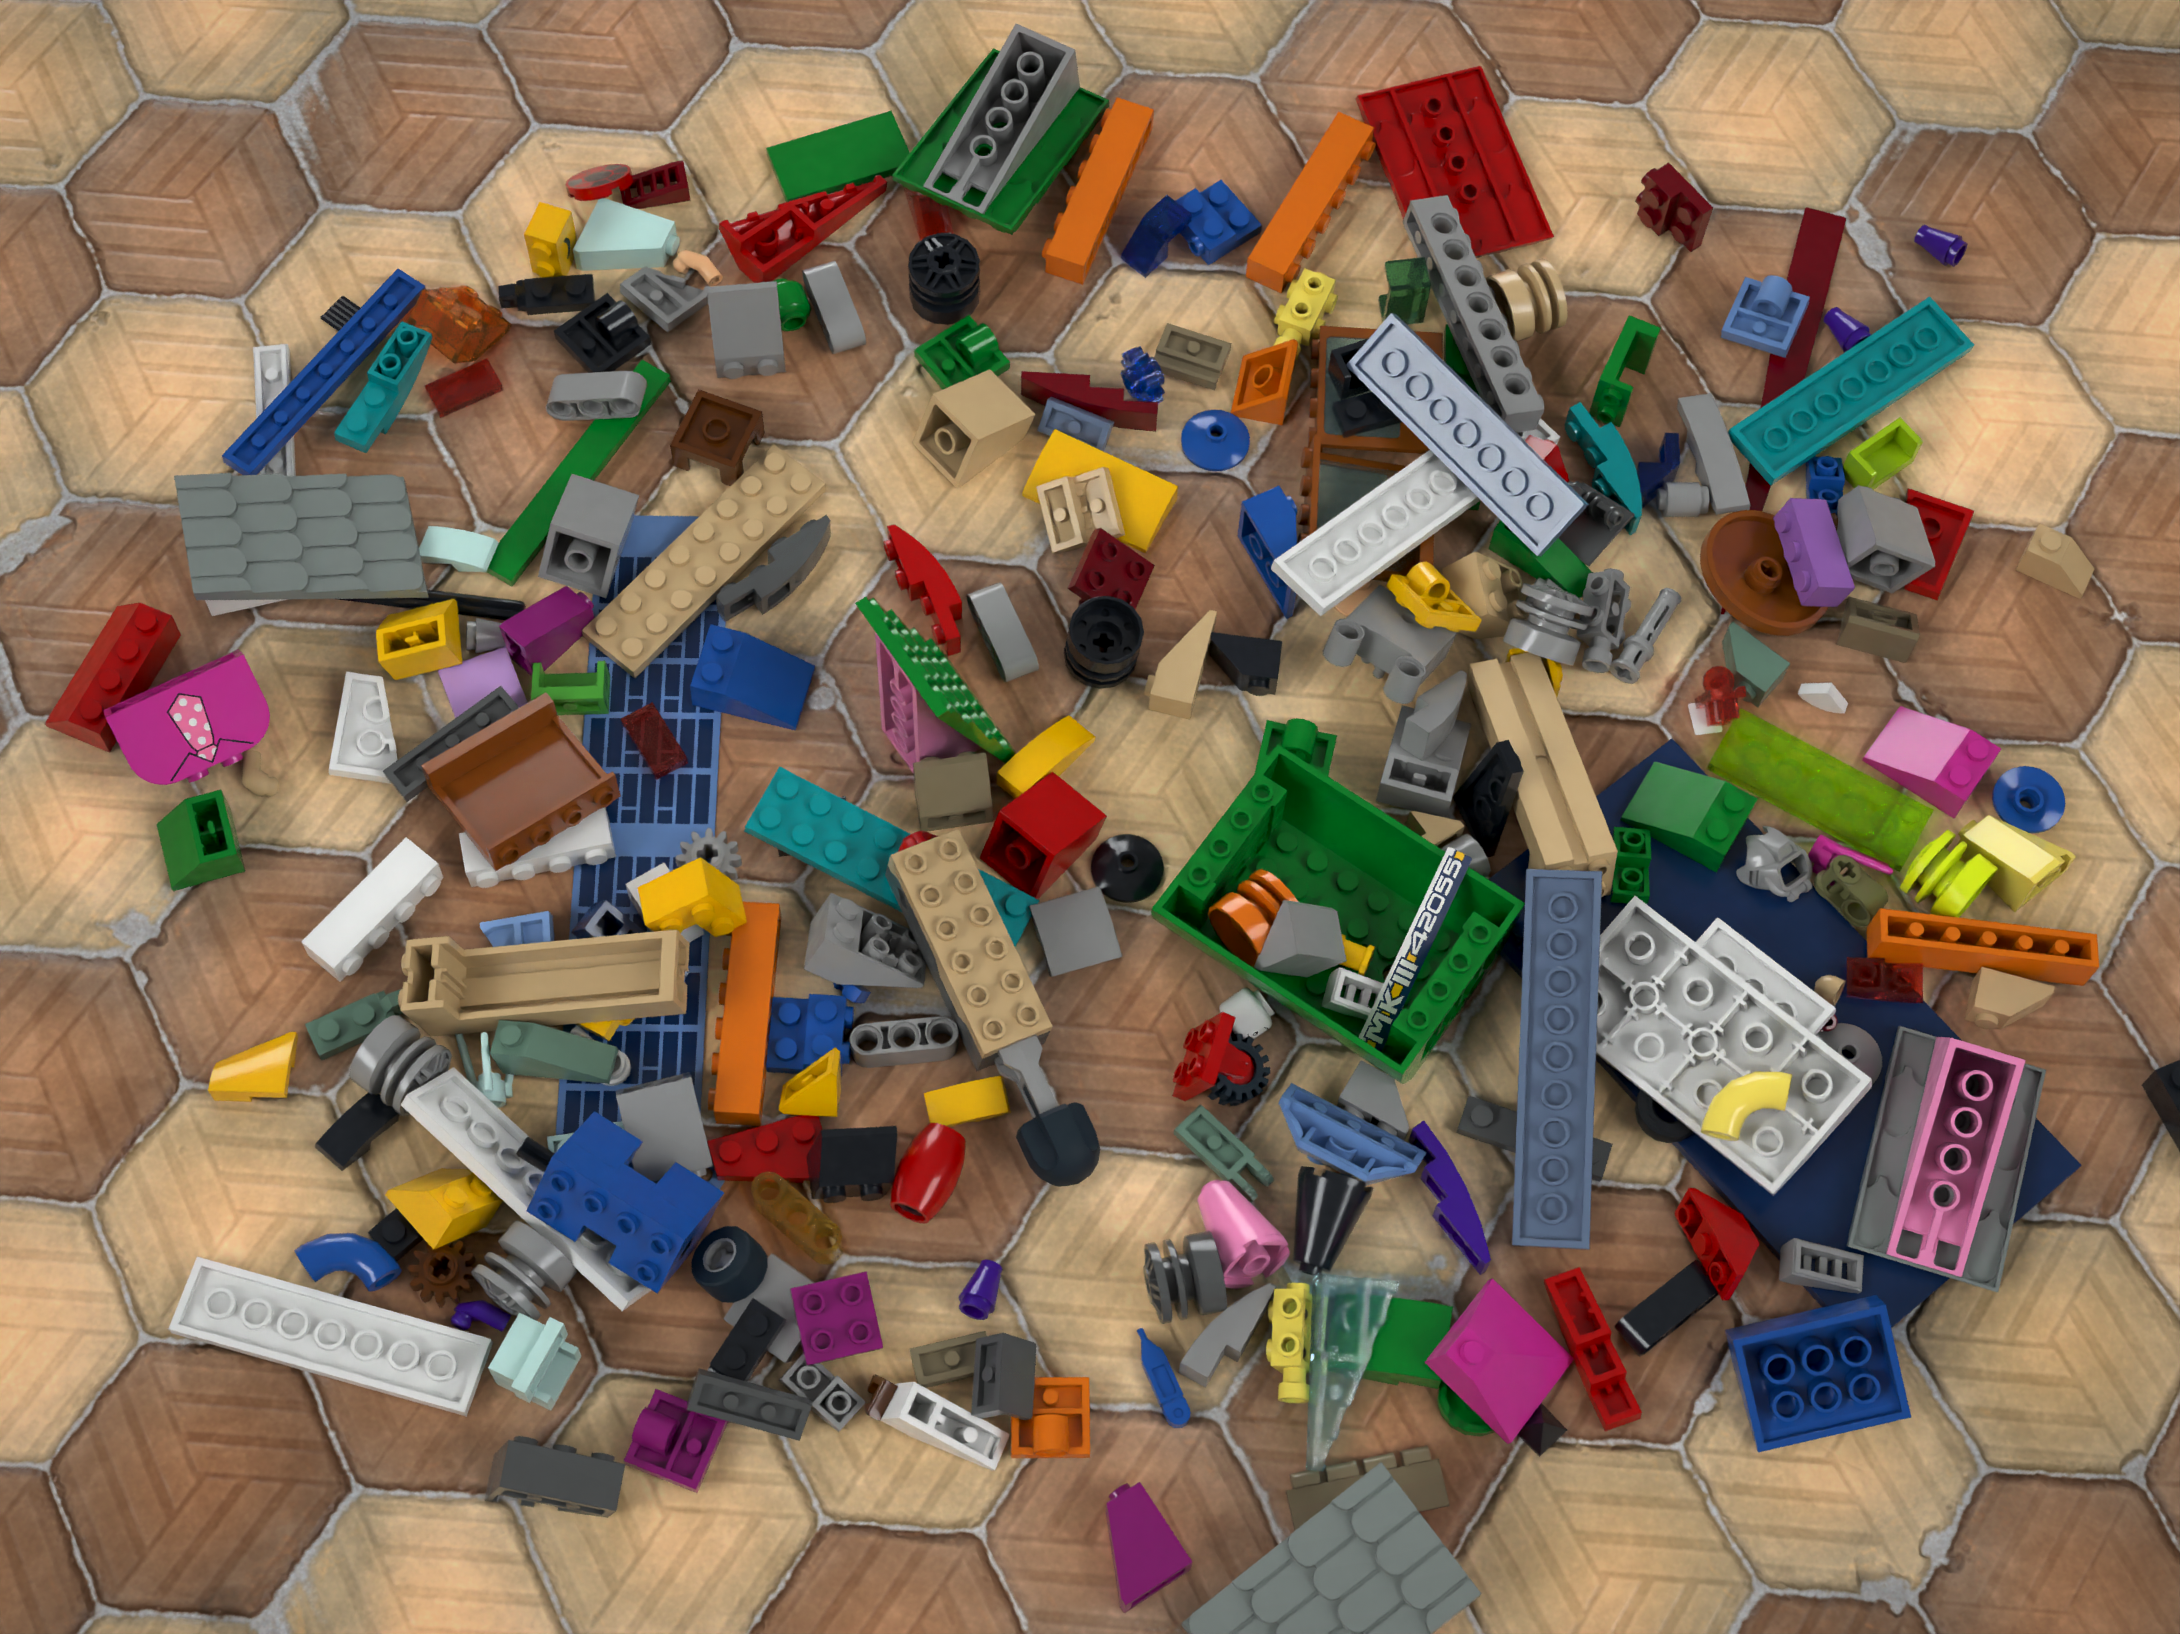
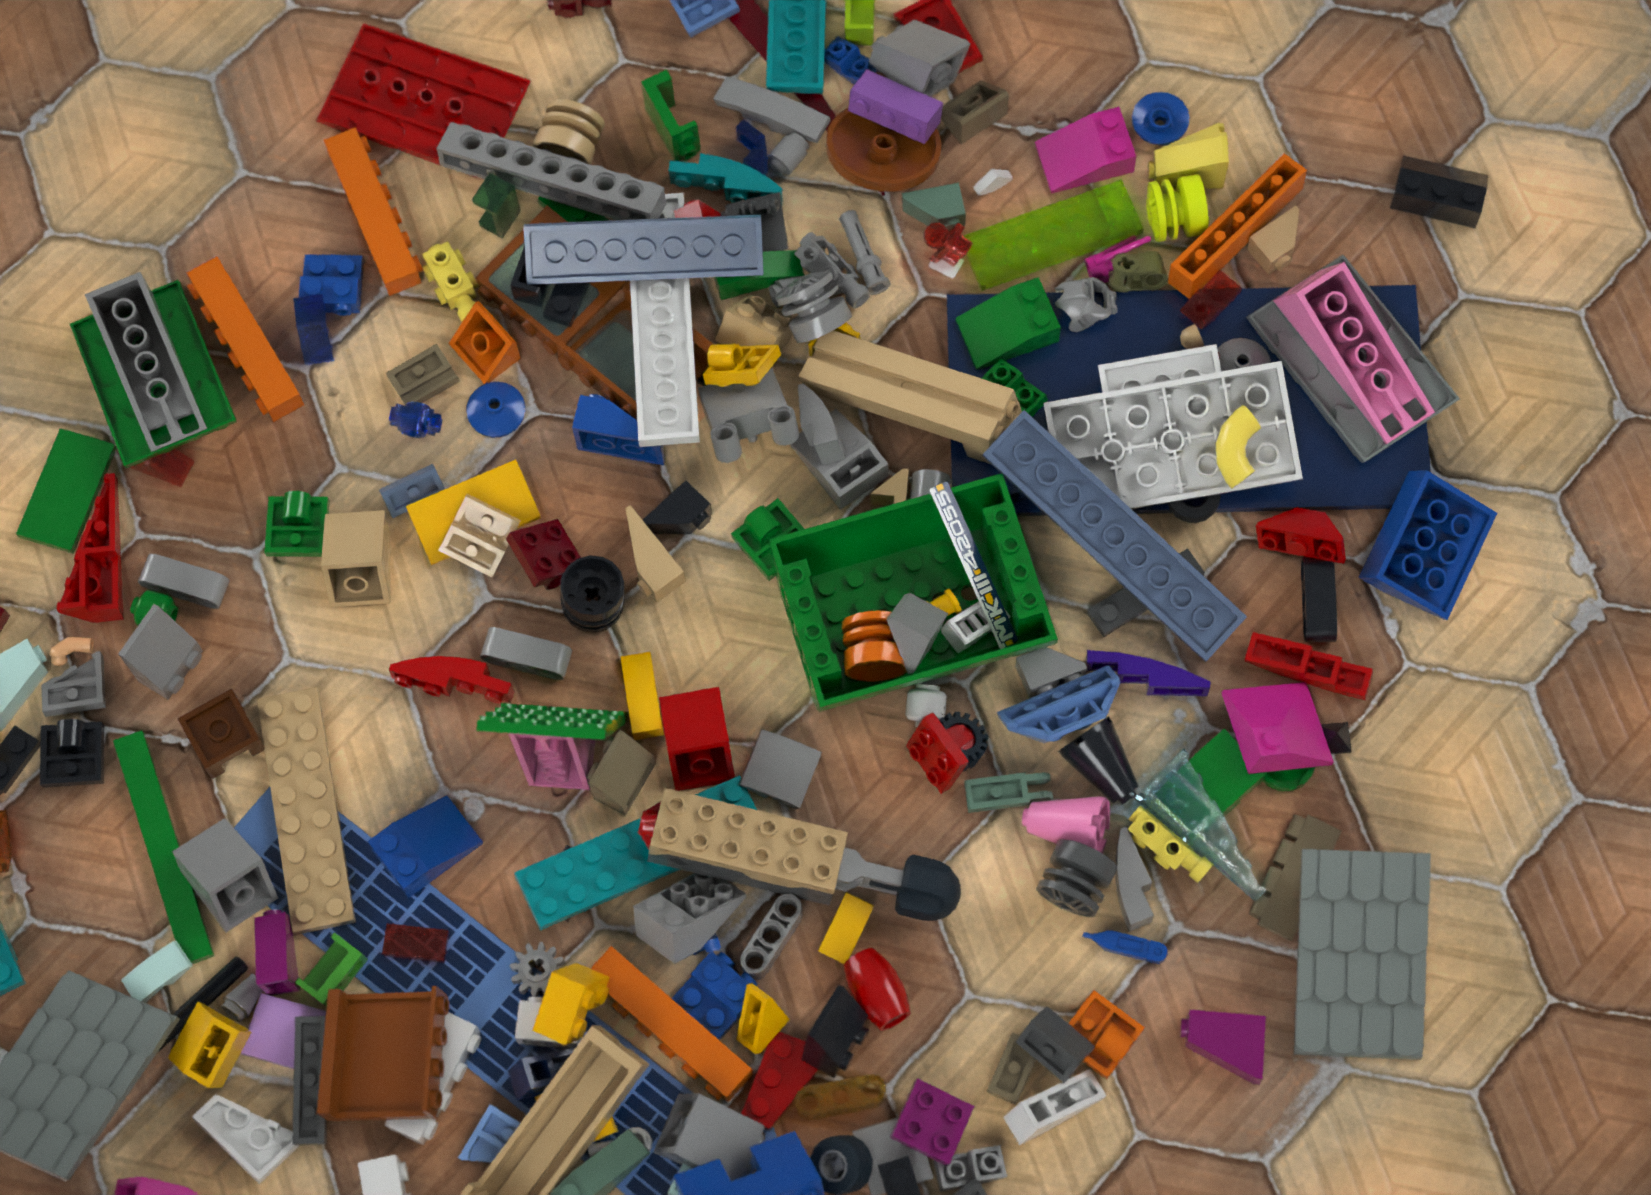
camera: 45 degrees left, 5 degrees up
(463, 388) = (28, 879): clear red tile -> none
(596, 395) = (119, 791): light grey beam -> none
(788, 566) = (359, 758): dark grey slope -> none
(882, 1393) = (1005, 1132): reddish brown tile -> none
(944, 278) = (231, 506): black wheel -> none
(981, 1291) = (982, 1015): dark purple cone -> none
(1098, 400) = (389, 470): dark red slope -> none
(1122, 882) = (762, 715): black dish -> none
(1489, 795) = (902, 436): black wing -> none
(1796, 1266) = (1350, 501): light grey slope -> none

